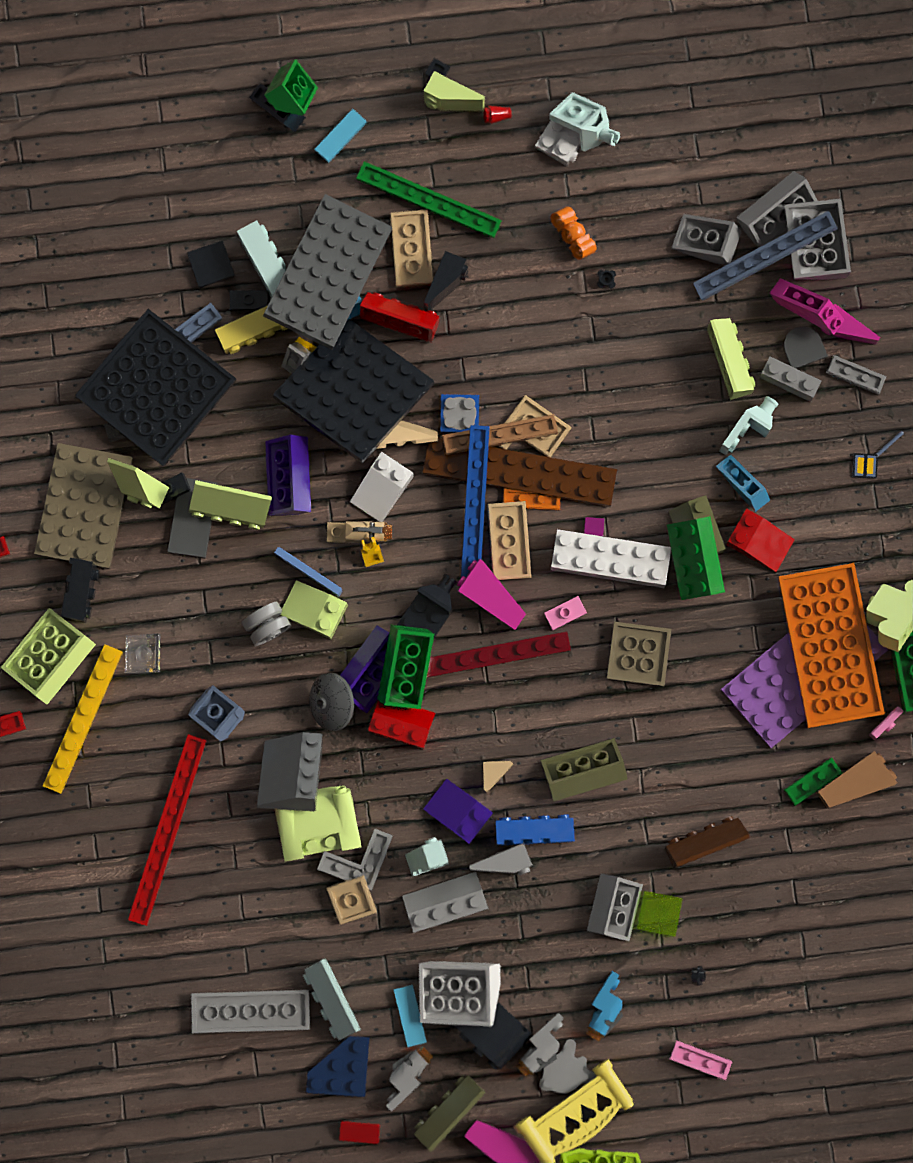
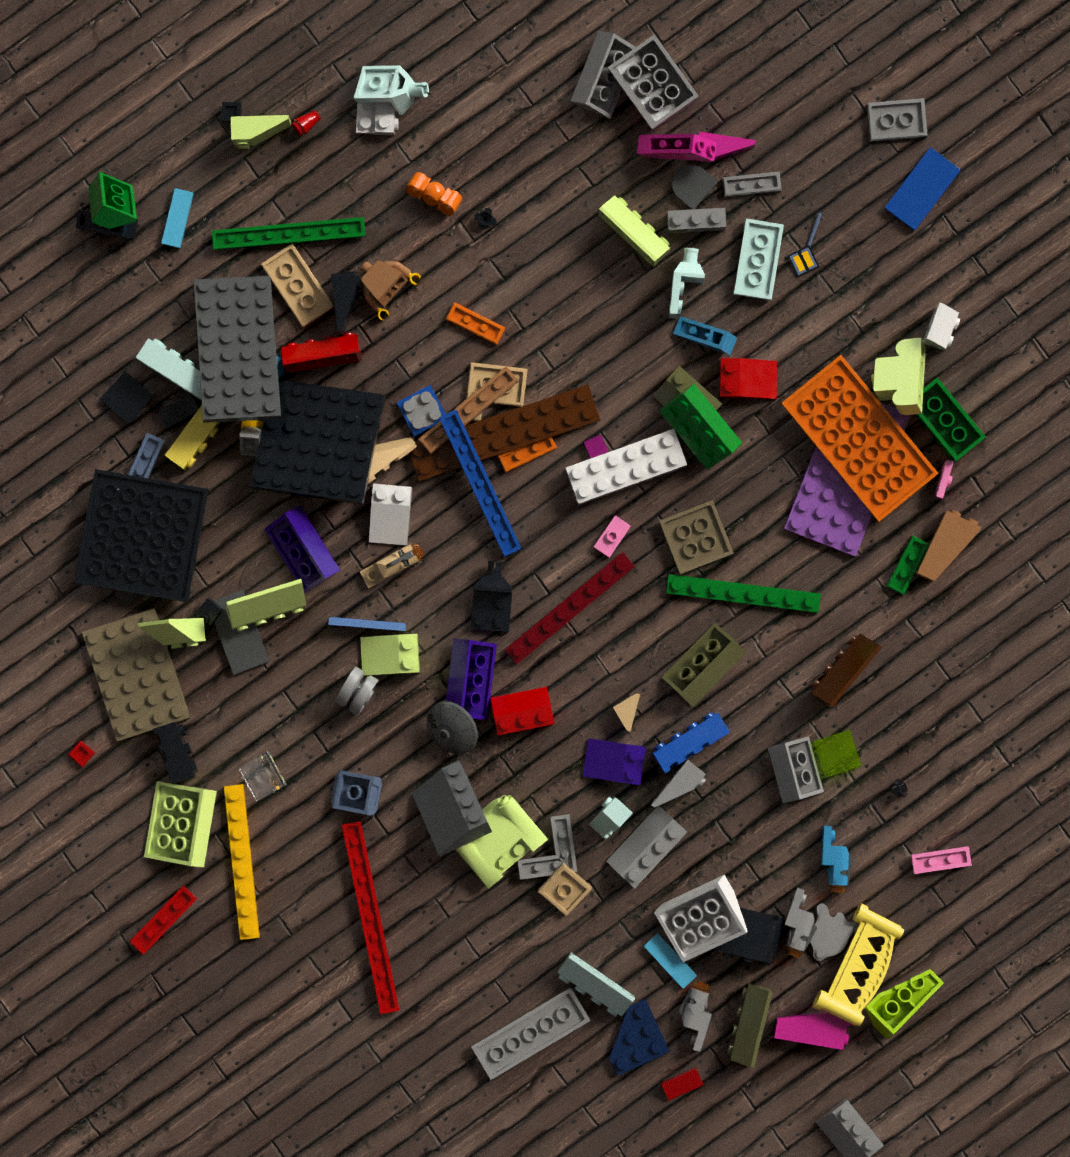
camera: 25 degrees left, 5 degrees up
(371, 553) = (413, 577): yellow plate -> none
(405, 666) = (500, 661): green brick -> none
(487, 285) = (383, 282): none -> medium nougat torso
(490, 594) = (535, 556): dark pink slope -> none
(509, 540) = (528, 499): tan tile -> none
(548, 364) = (475, 323): none -> orange tile
(653, 726) = (743, 593): none -> green plate
(707, 238) = (555, 134): light grey slope -> none
(765, 255) = (615, 122): sand blue plate -> none
(826, 442) = (758, 259): none -> light aqua plate

